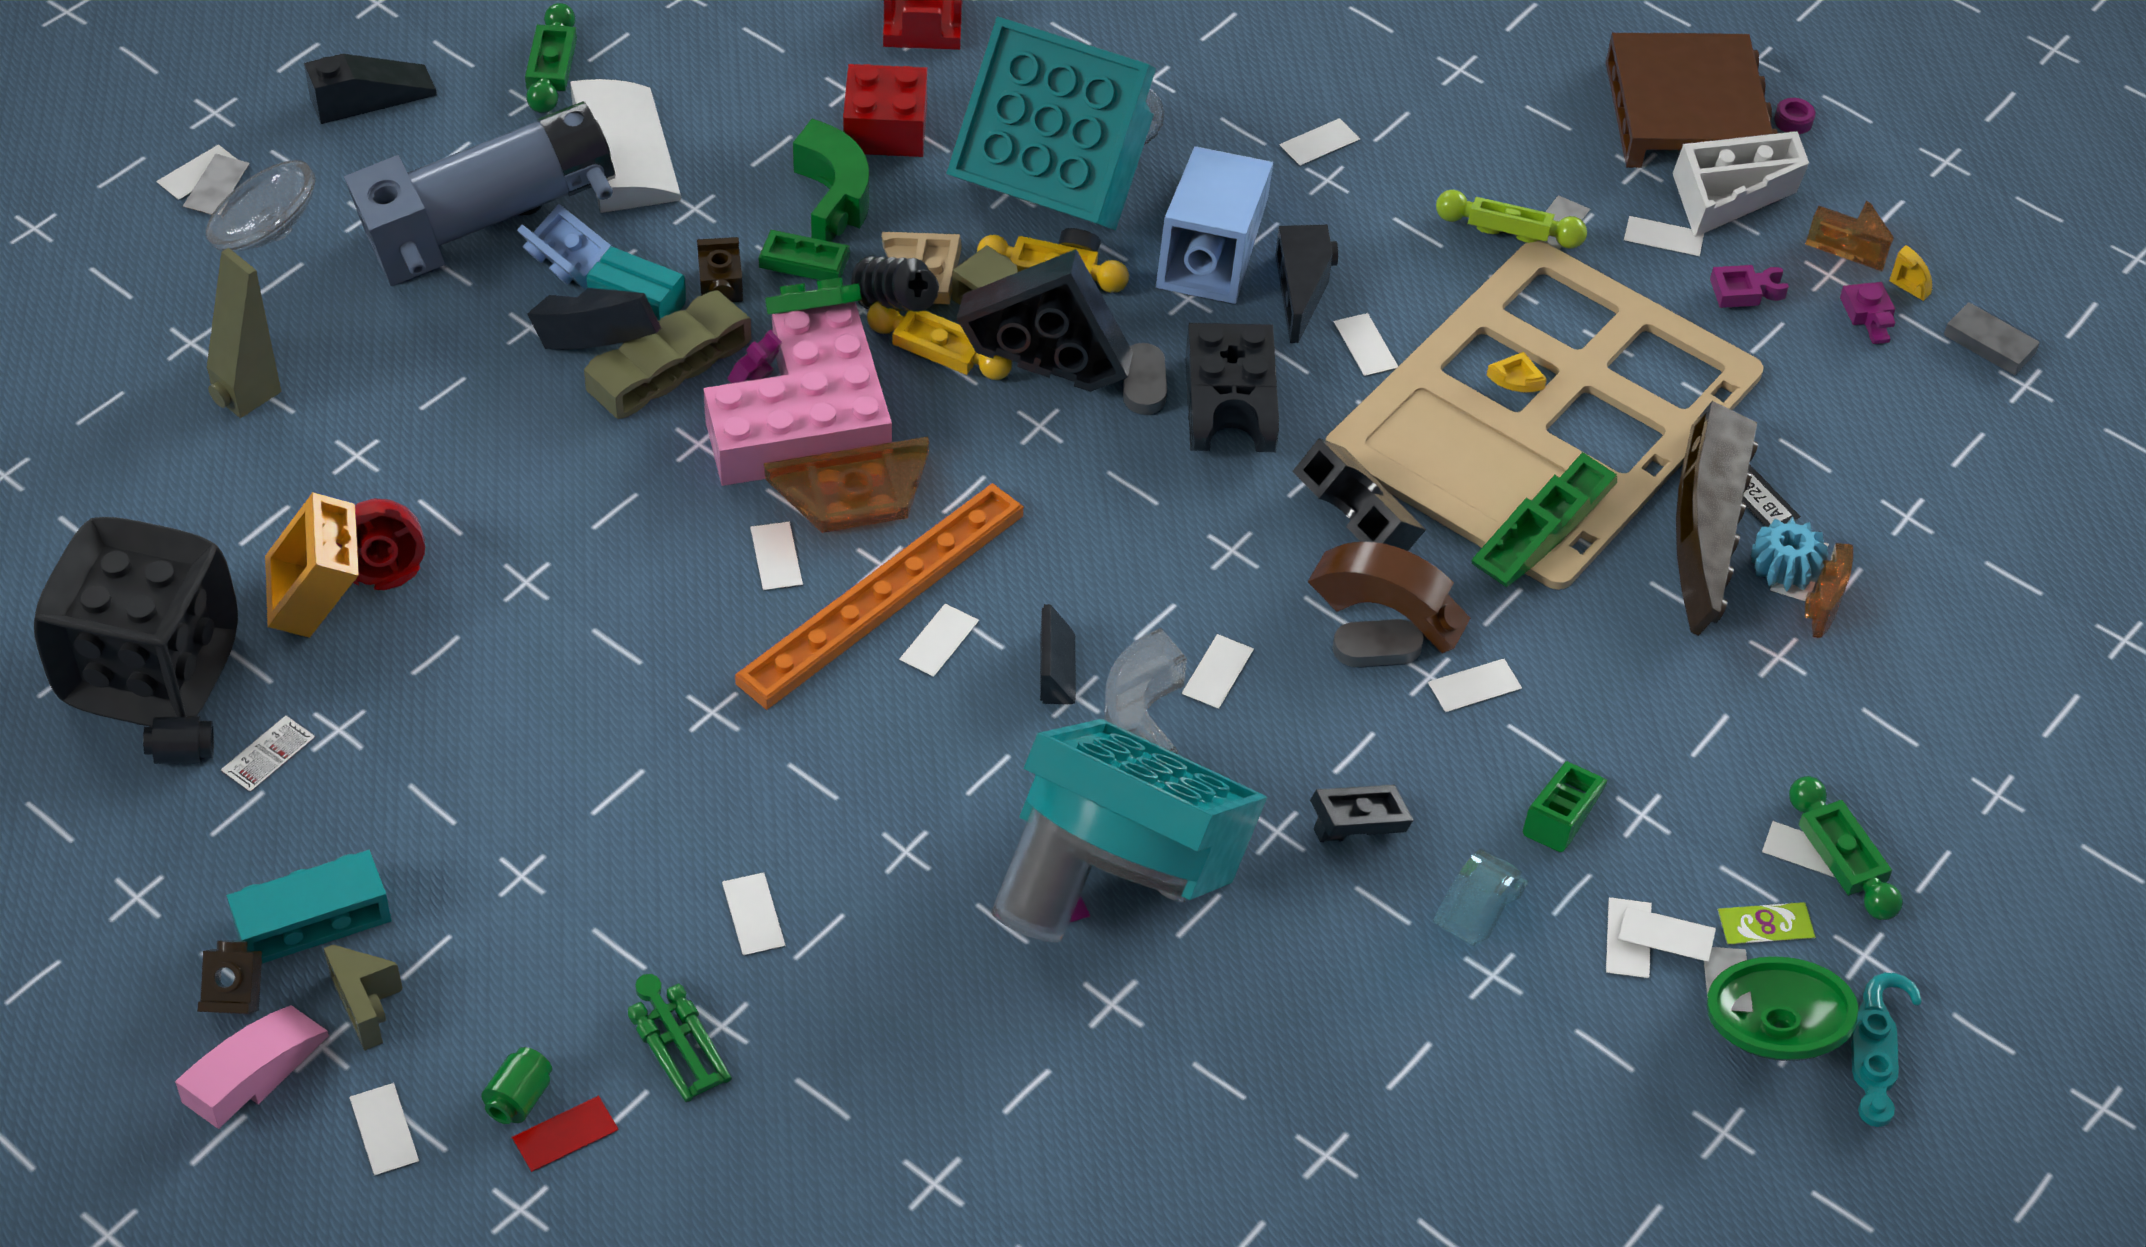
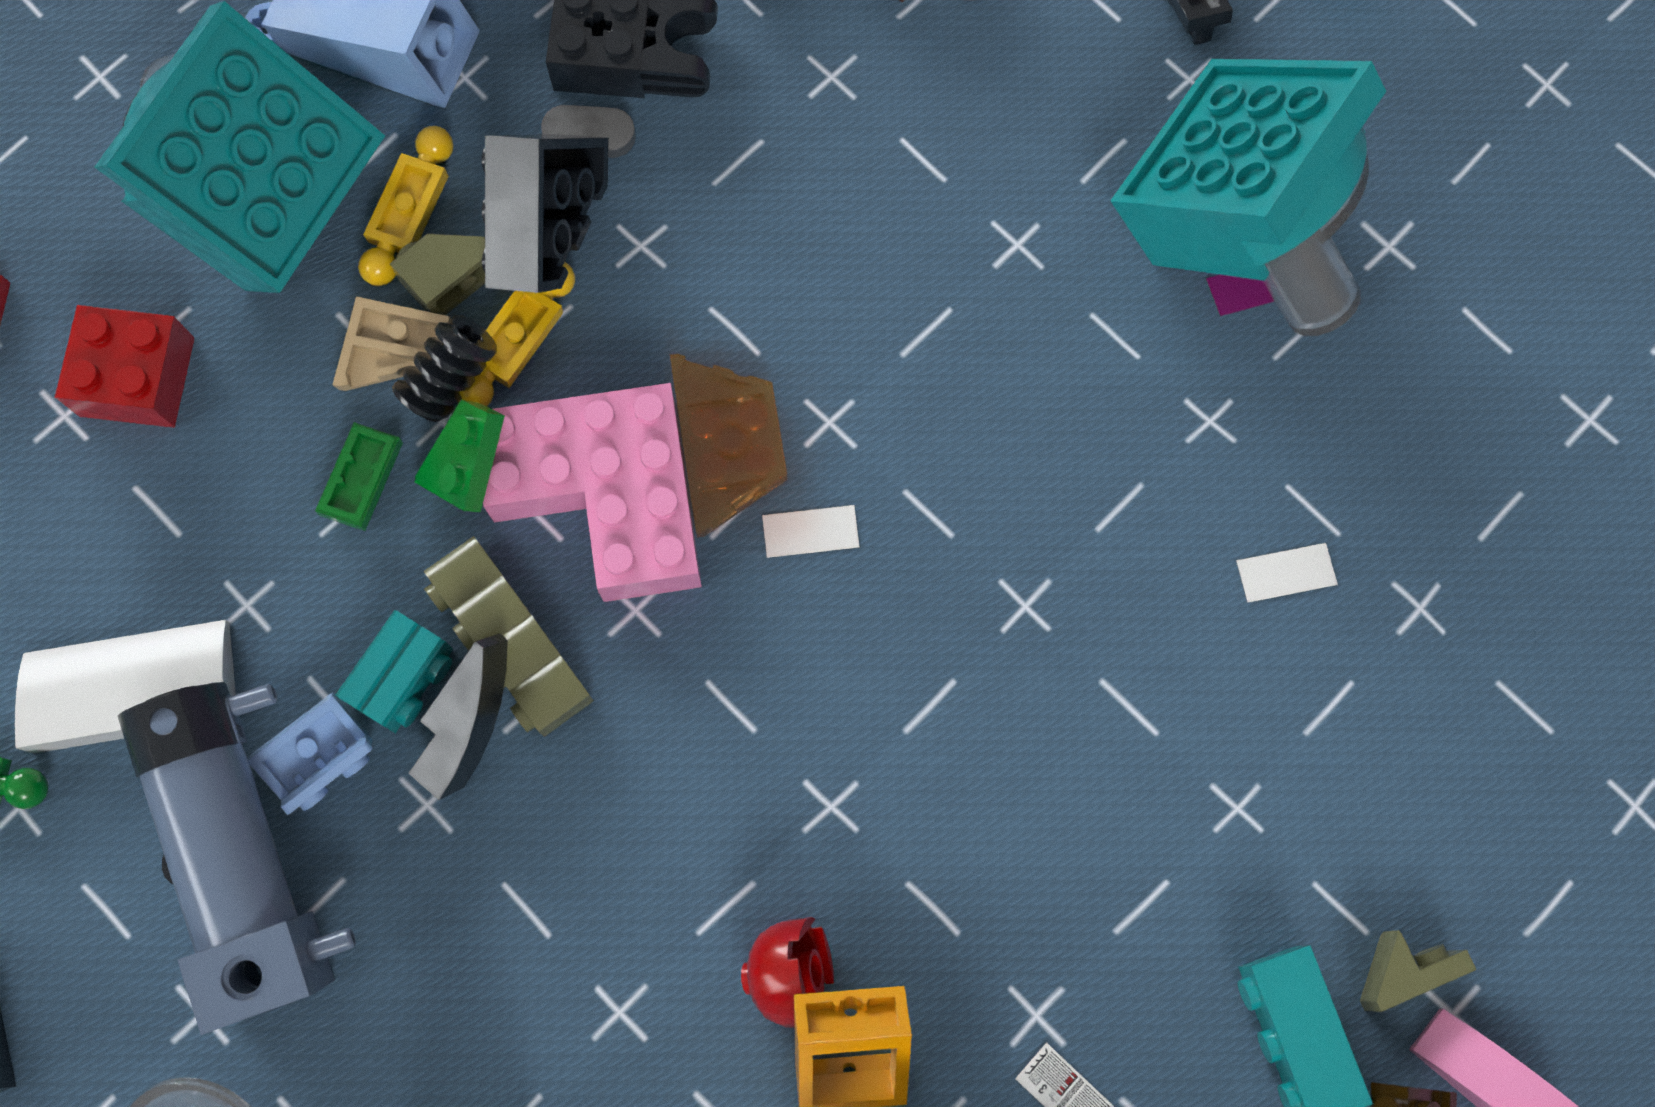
camera: 85 degrees left, 25 degrees up
(384, 1129) = (1550, 945): white sticker -> none
(517, 1086) = (1520, 806): green brick -> none
(565, 1133) = (1549, 763): red sticker -> none
(649, 989) = (1398, 673): green piece -> none
(720, 267) = (392, 585): dark brown brick -> none
(757, 361) = (539, 533): magenta plate -> none
(840, 165) = (220, 420): green arch -> none
(878, 596) = (880, 424): orange tile -> none
(939, 640) = (938, 370): white sticker -> none
(1056, 659) = (981, 257): black slope -> none
(1079, 239) = (380, 172): black tile -> none
(1139, 678) = (1043, 188): clear arch -> none
(1217, 671) = (991, 108): white sticker -> none

